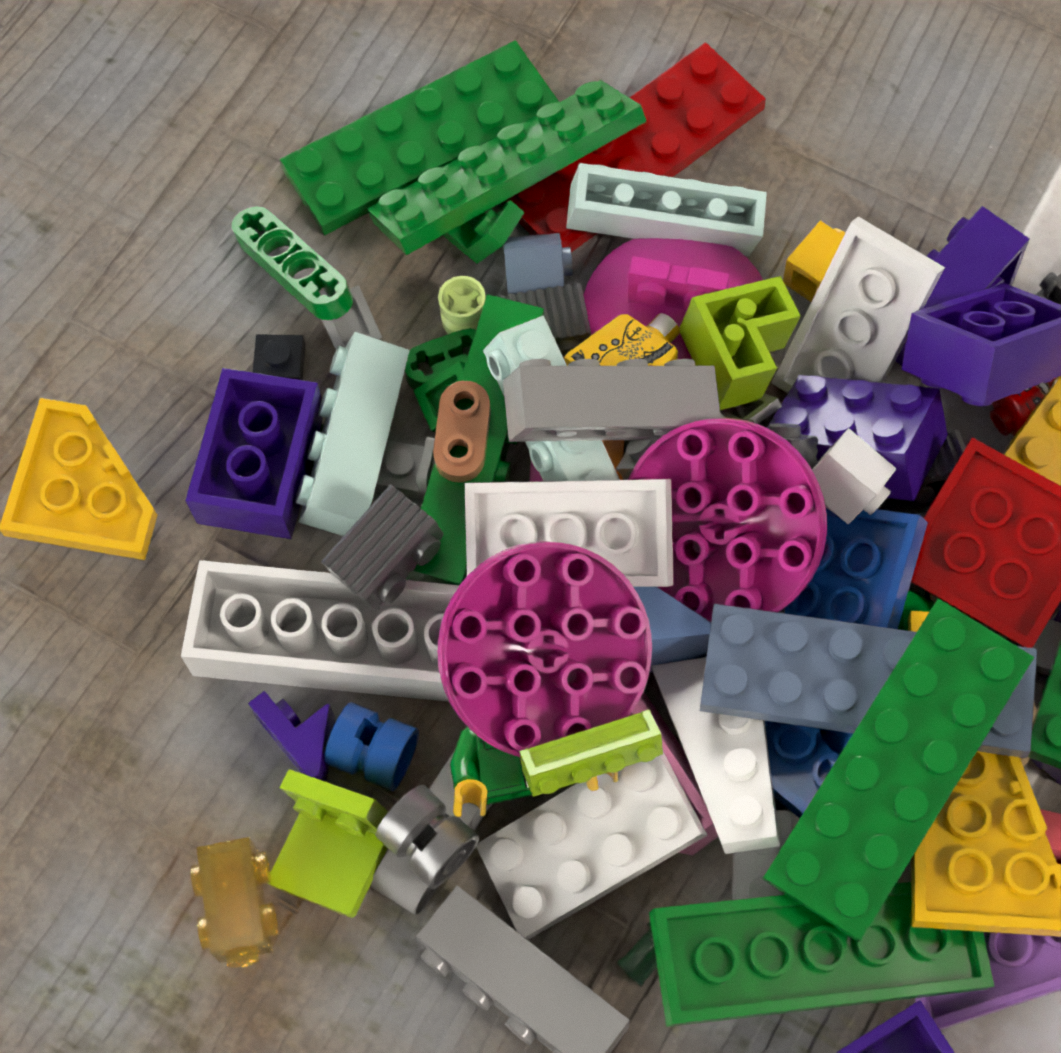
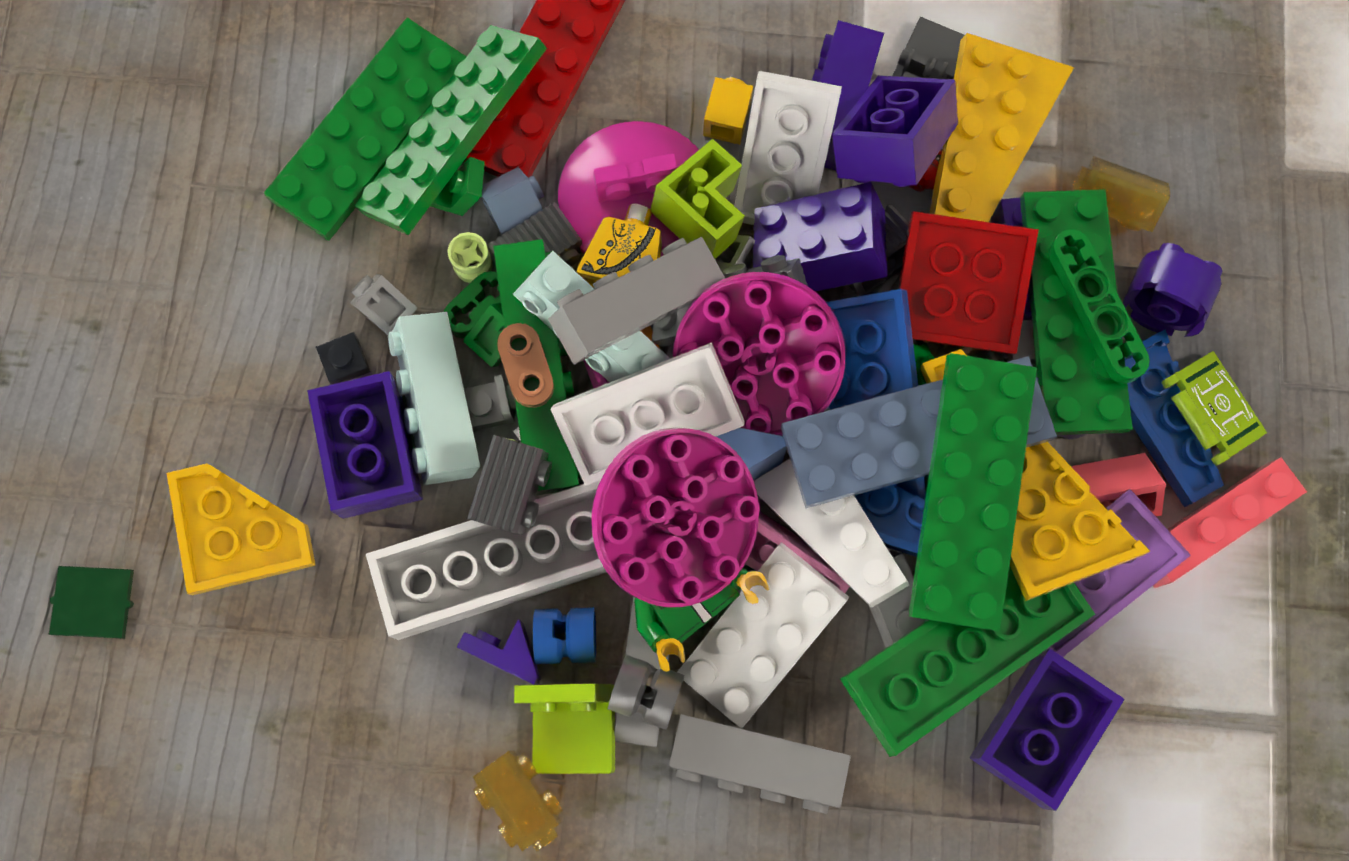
camera: 30 degrees left, 10 degrees up
(296, 258) = (315, 280): green beam -> none
(591, 753) = (746, 580): lime piece -> none
(641, 959) = (836, 697): clear green pin -> none
(664, 207) = (592, 114): light aqua brick -> none
(852, 477) = (839, 279): white brick -> none

